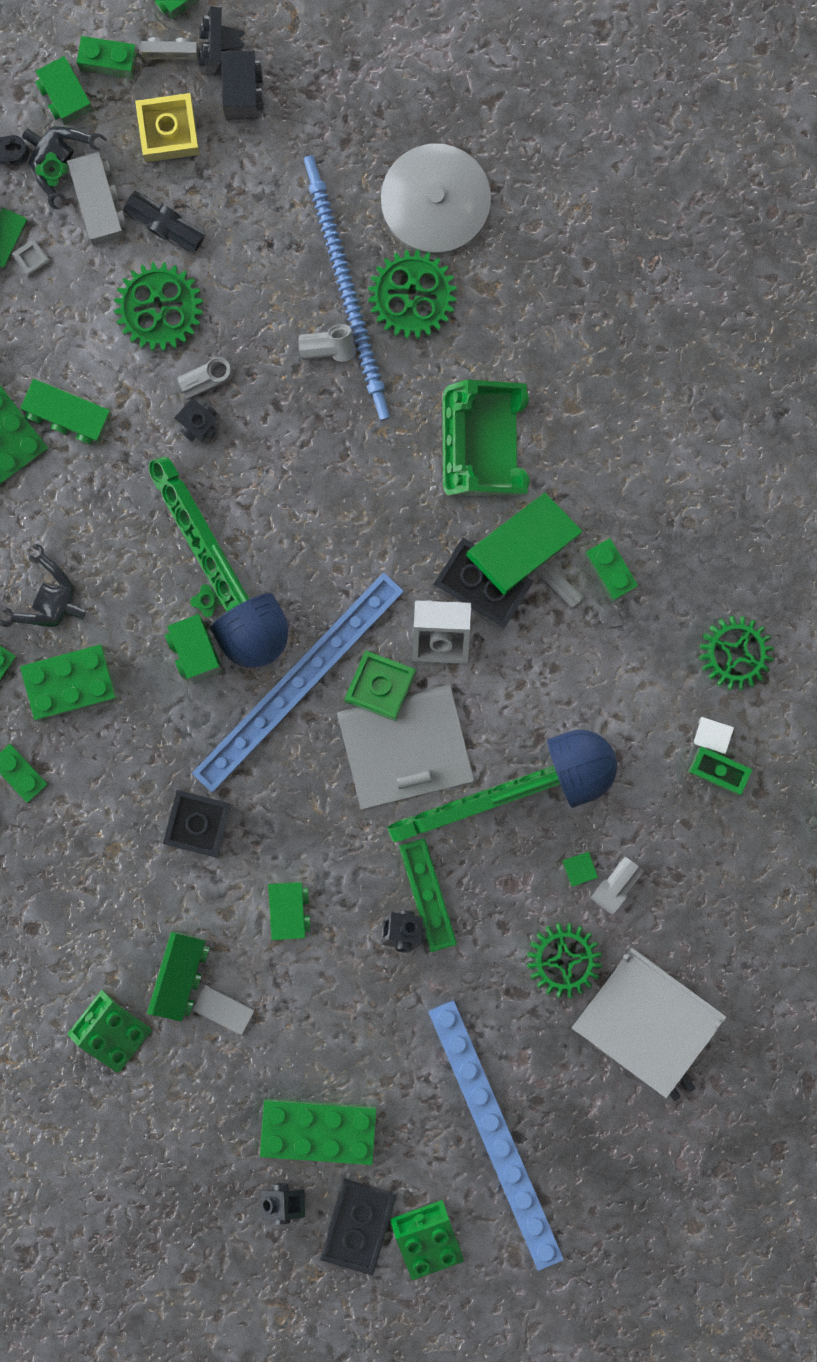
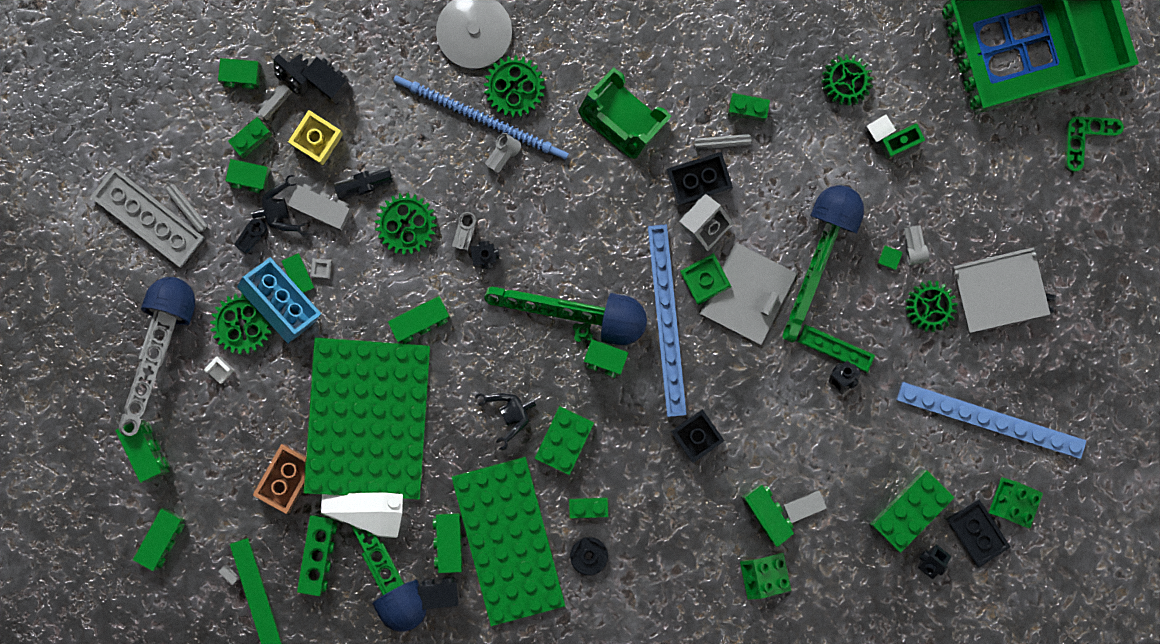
camera: 50 degrees left, 0 degrees up
(51, 161) = (284, 212): green plate -> none
(287, 910) = (782, 428): green brick -> none
(524, 543) = (697, 139): green tile -> none

